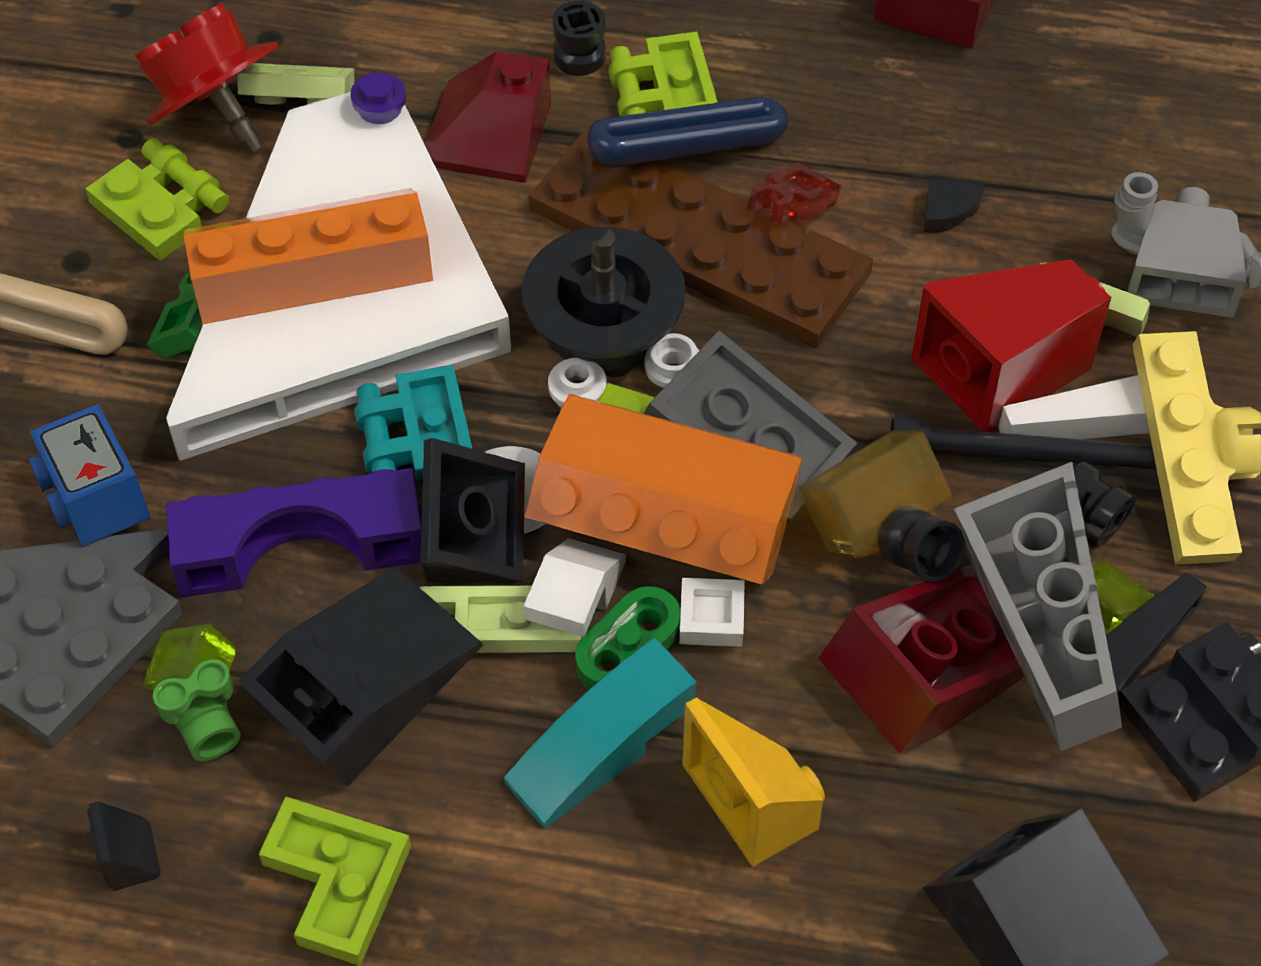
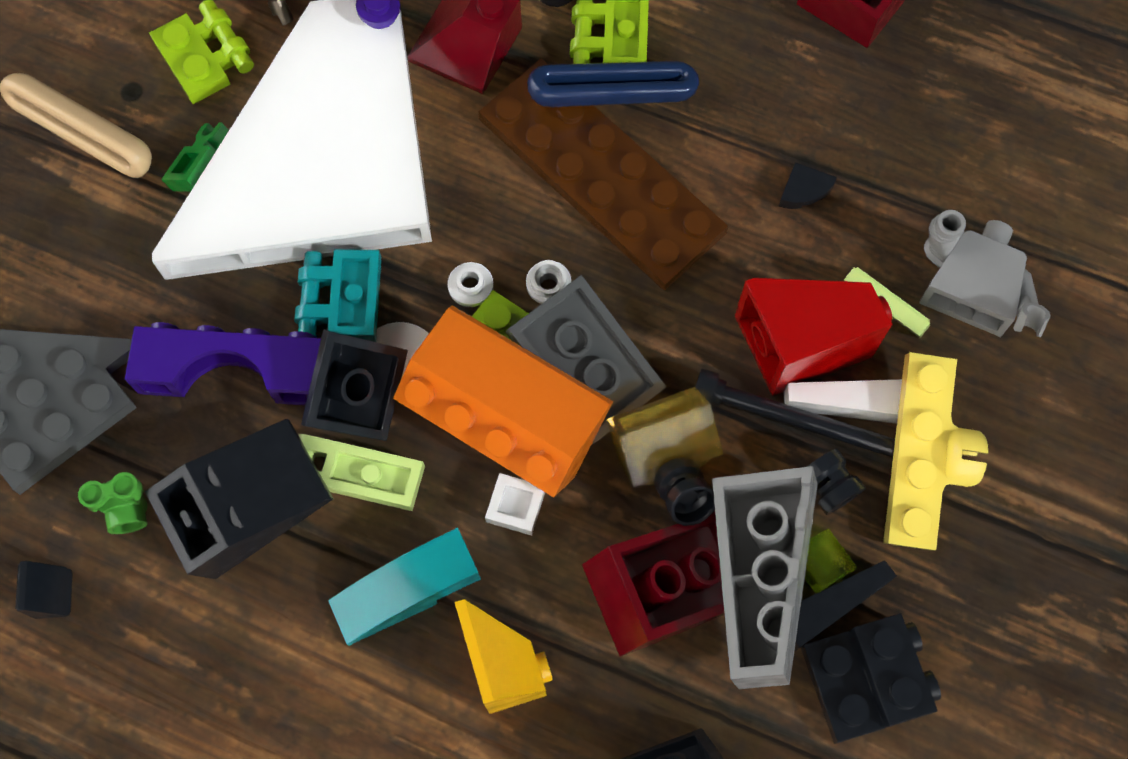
camera: 15 degrees right, 15 degrees up
(89, 475) = (87, 286): blue brick -> none
(184, 649) = (130, 451): clear neon green slope -> none
(308, 255) = (285, 136): orange slope -> none
(353, 873) = (200, 654): lime plate -> none
(572, 585) = (415, 460): white slope -> none
(603, 296) = (504, 219): black piece -> none
(619, 631) = (444, 509): green plate -> none
(794, 192) = (682, 152): clear red plate -> none

